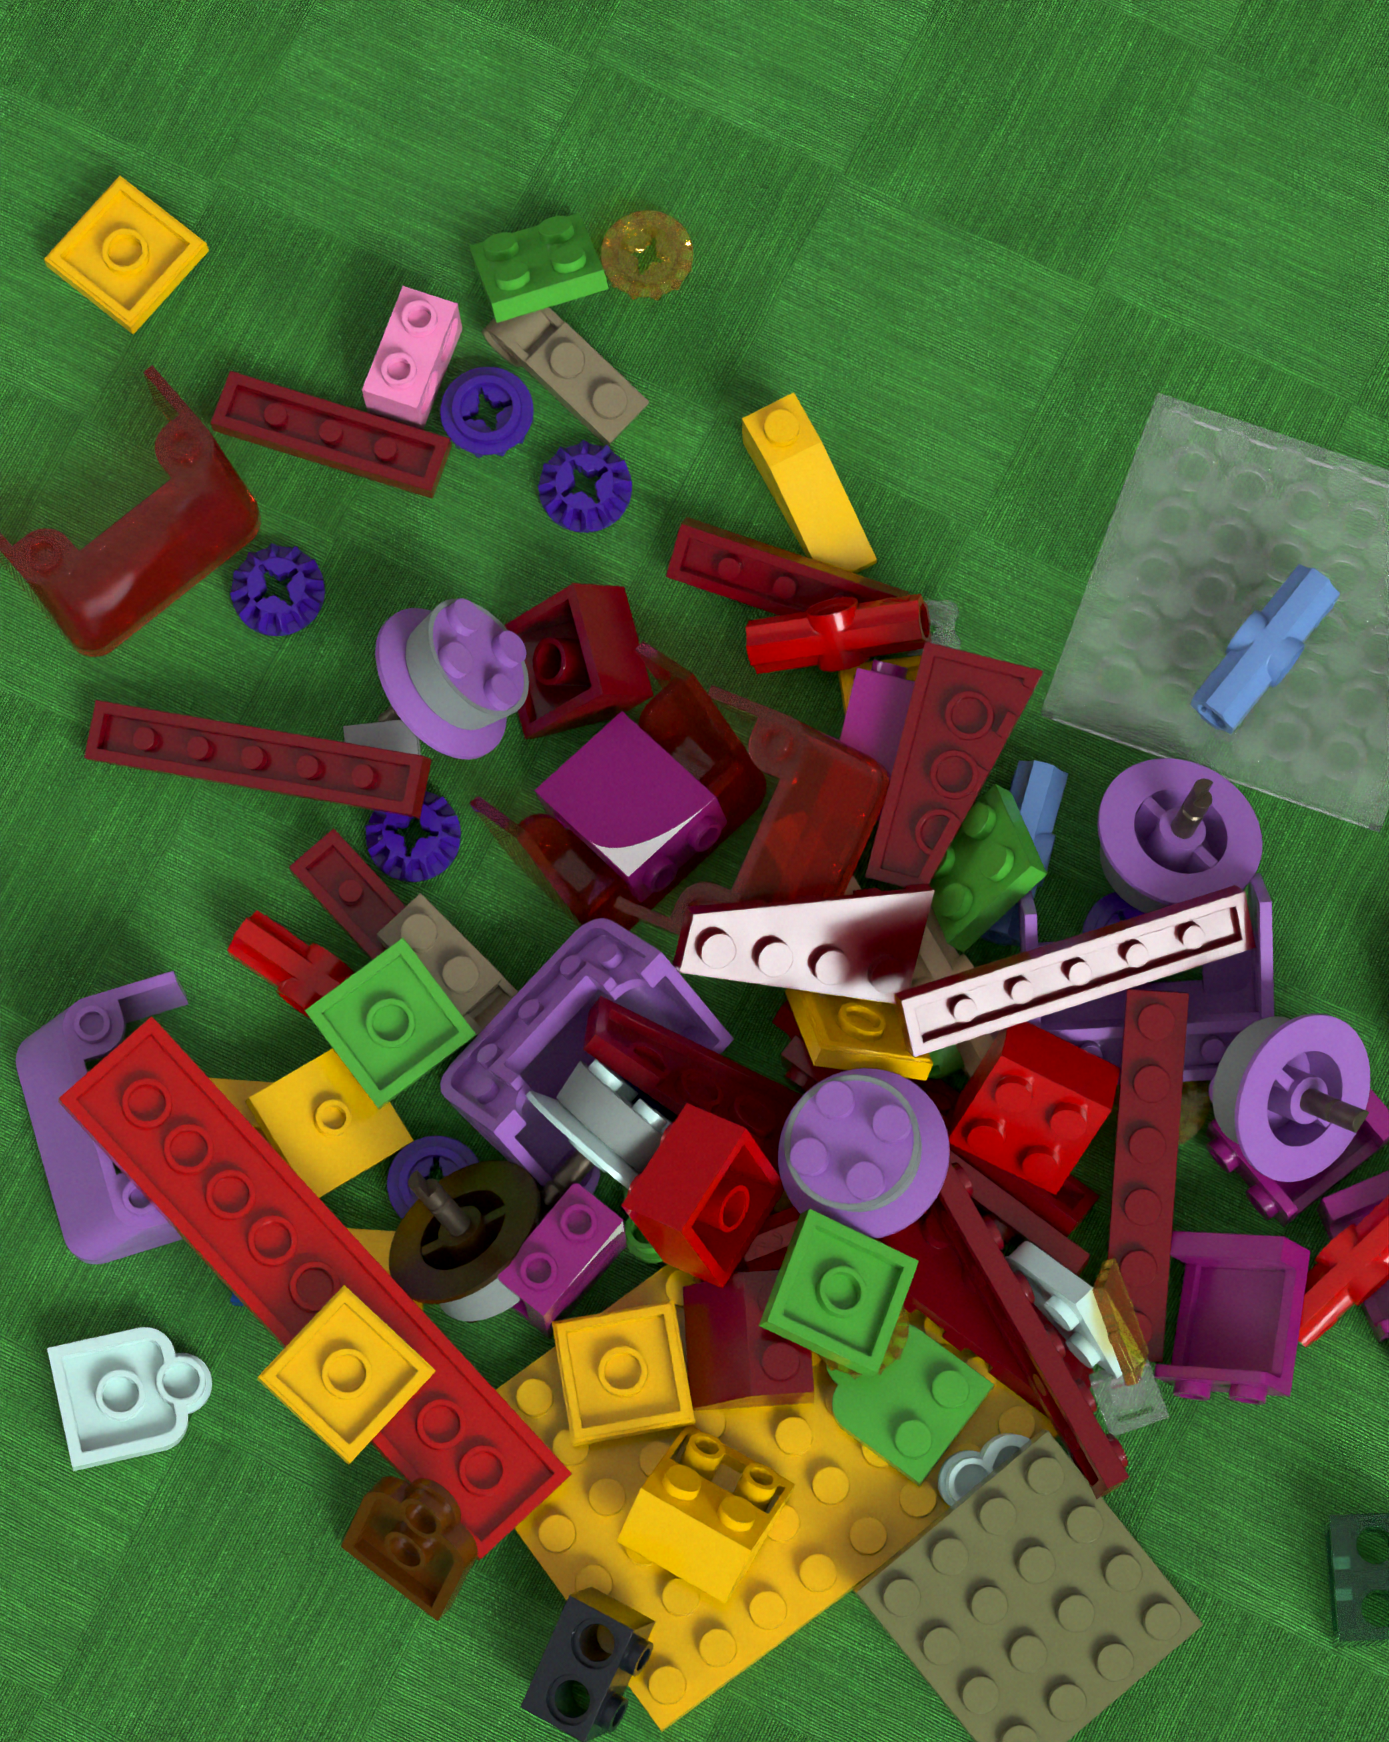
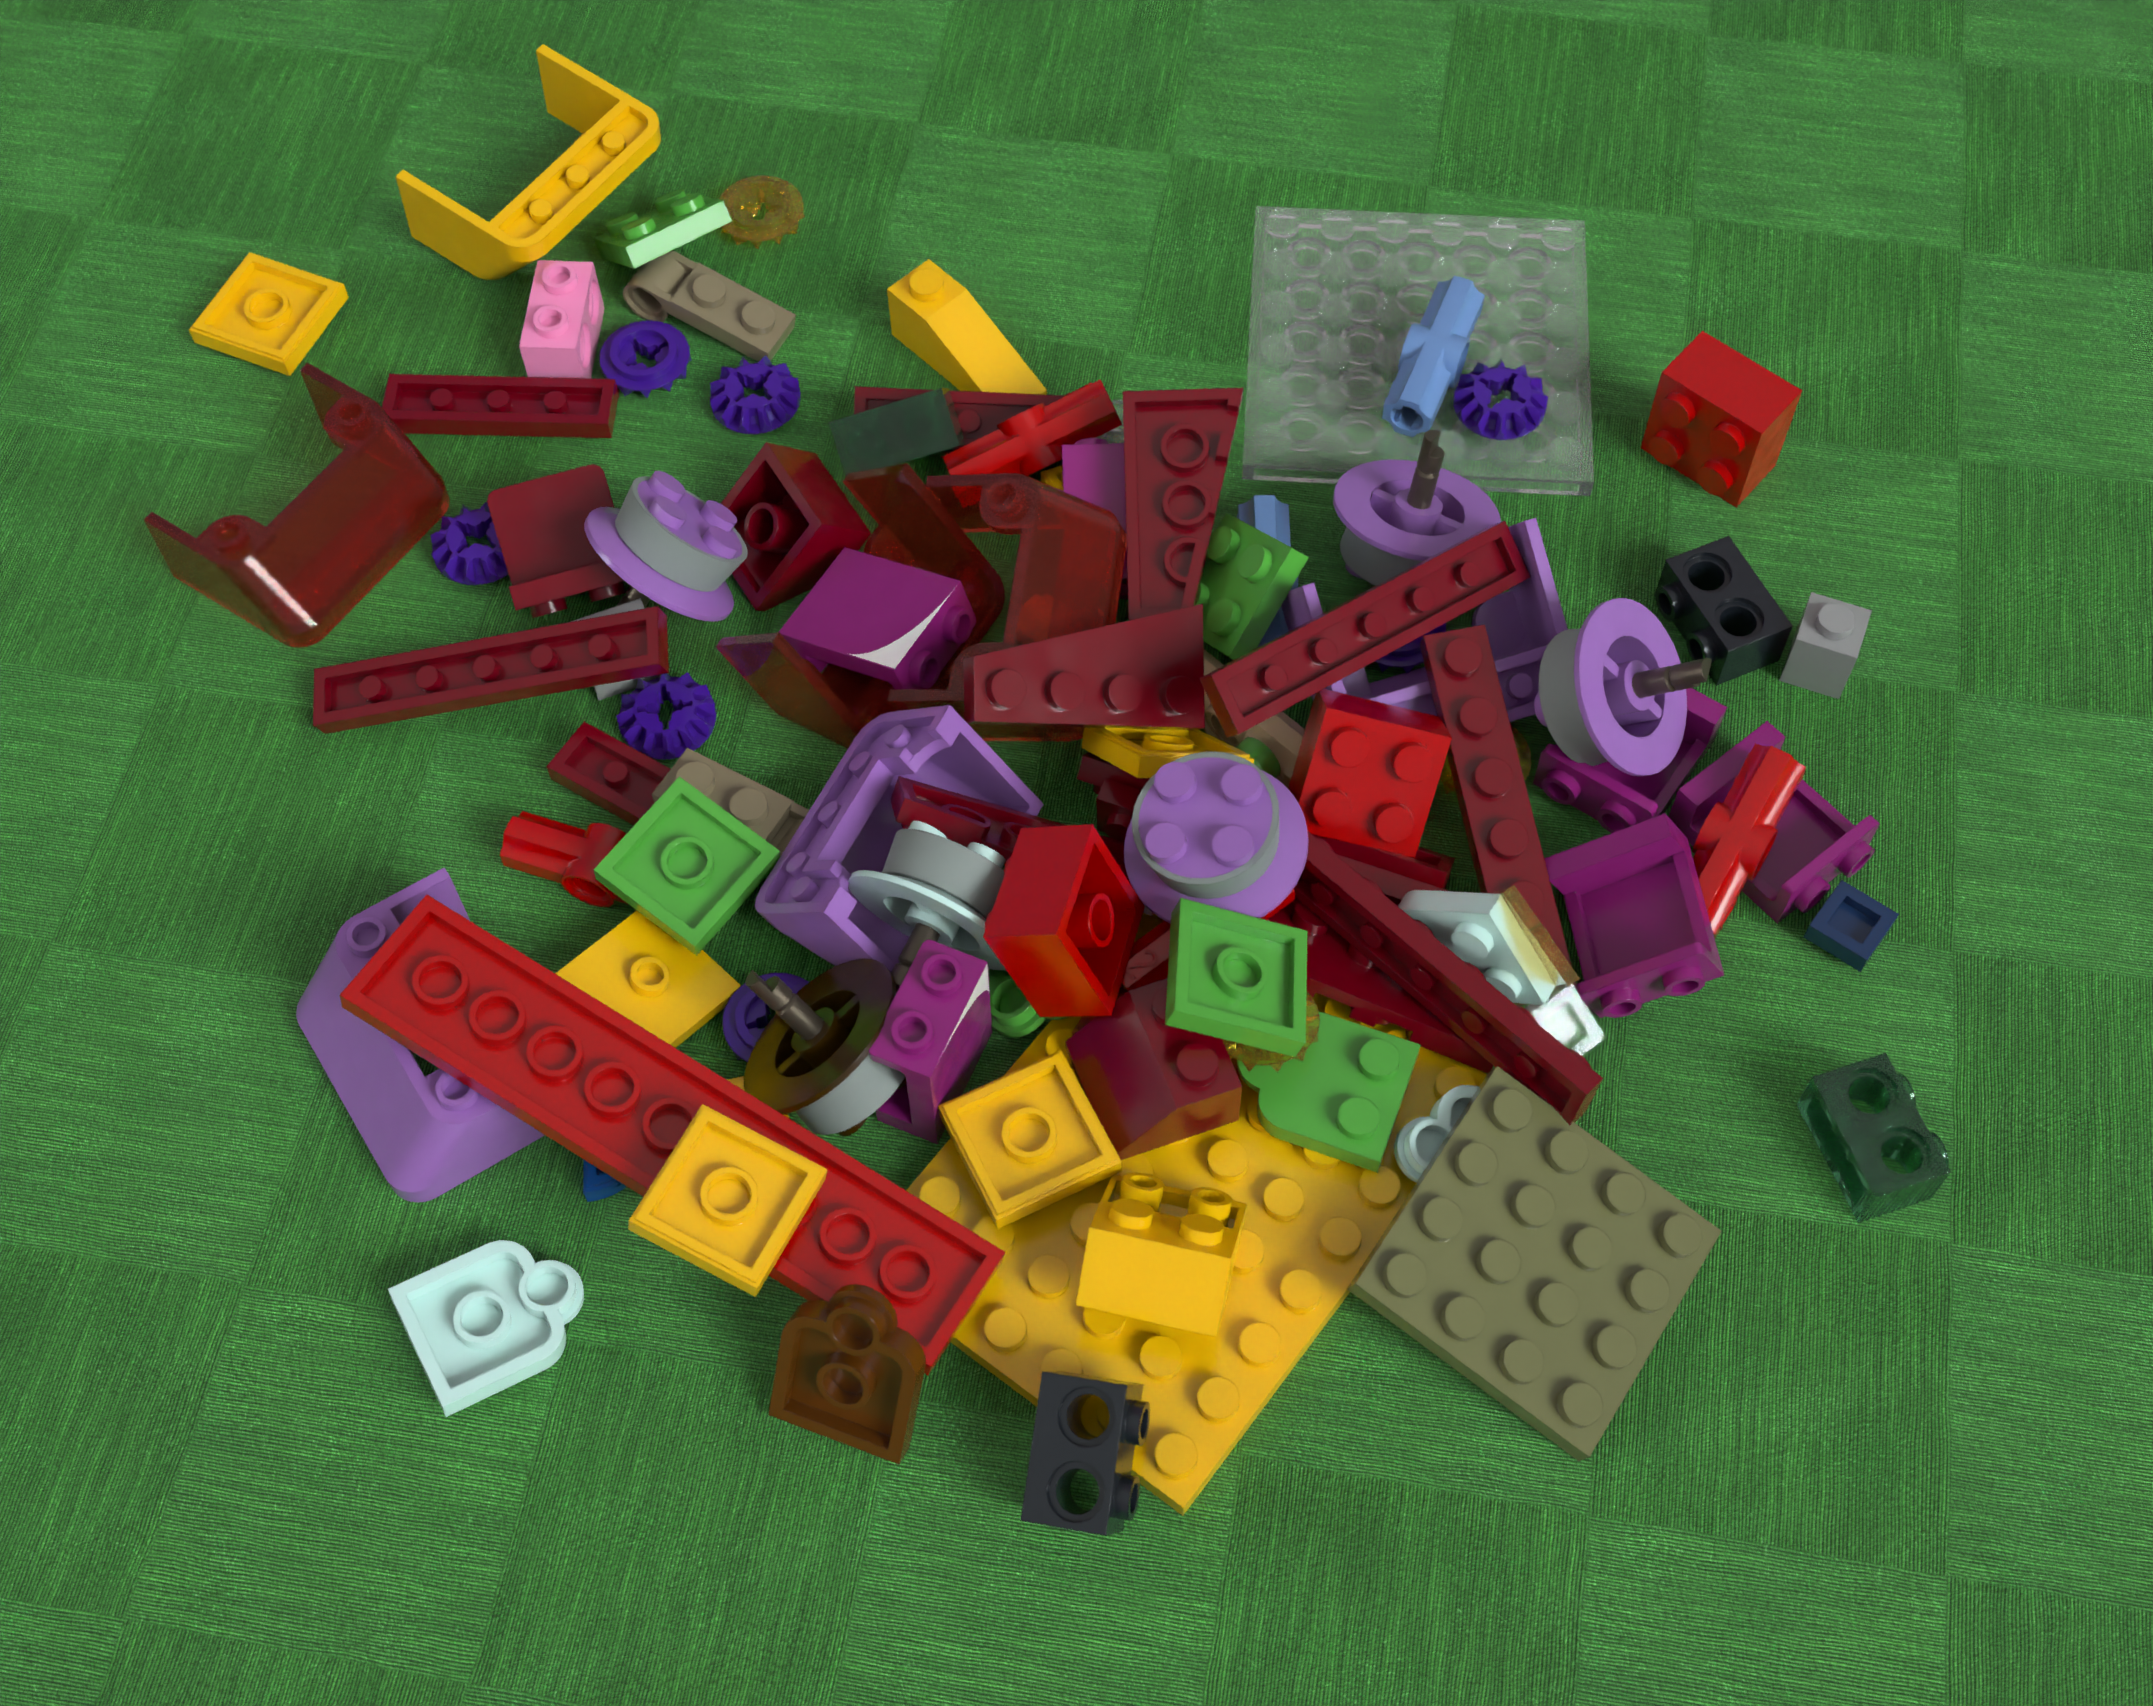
camera: 20 degrees left, 15 degrees down
(339, 619) = (546, 539): none -> dark red bracket
(512, 160) = (614, 143): none -> yellow windscreen
(707, 592) = (898, 432): none -> clear green brick
(1314, 741) = (1510, 417): none -> dark purple gear

